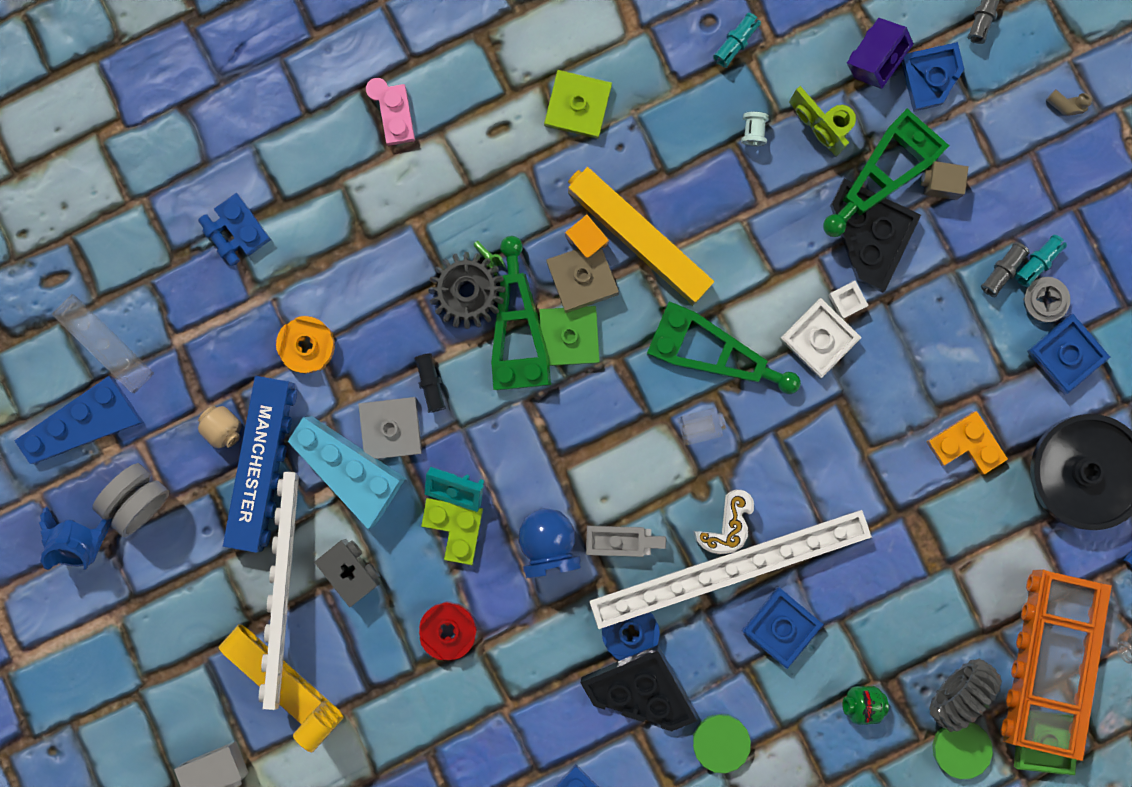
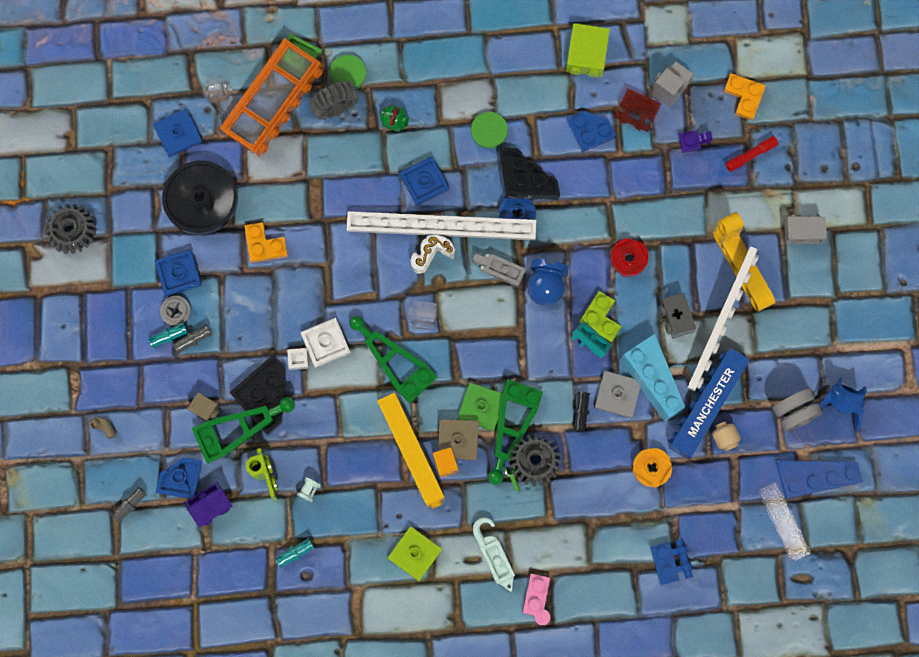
camera: 160 degrees left, 10 degrees down
(471, 142) = (494, 555): none -> light aqua plate

